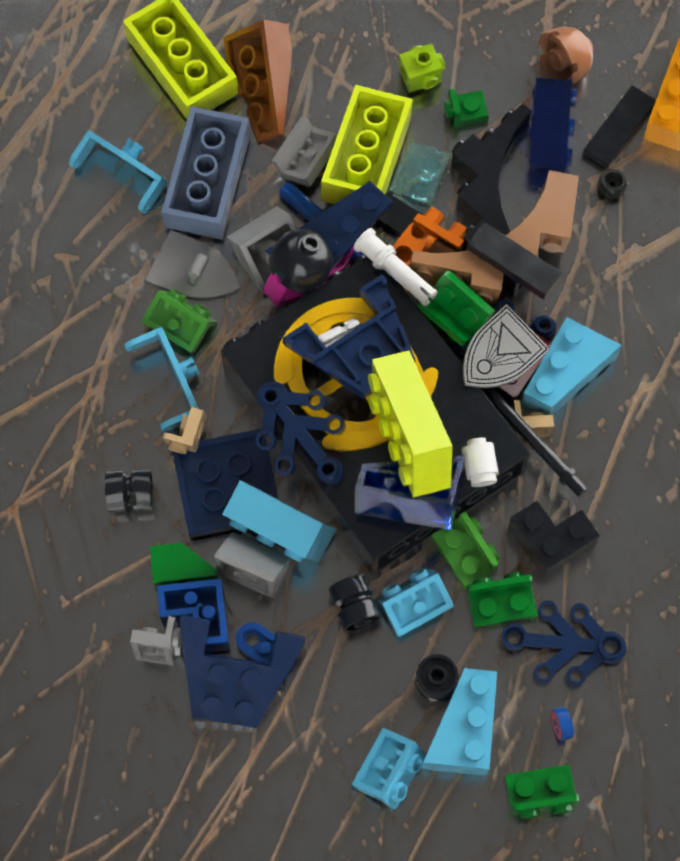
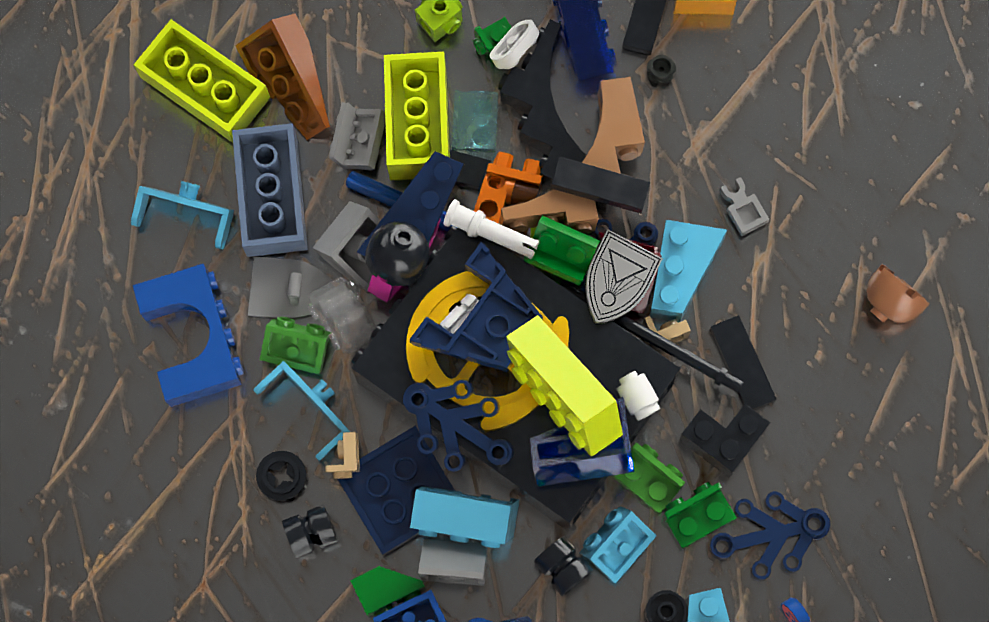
camera: 15 degrees left, 5 degrees up
(98, 314) = (216, 366): none -> blue arch
(121, 420) = (276, 462): none -> black gear
(234, 299) = (344, 312): none -> clear brick
(474, 118) = (514, 44): none -> white plate
(595, 474) = (743, 362): none -> black tile
(646, 337) = (745, 211): none -> light grey plate

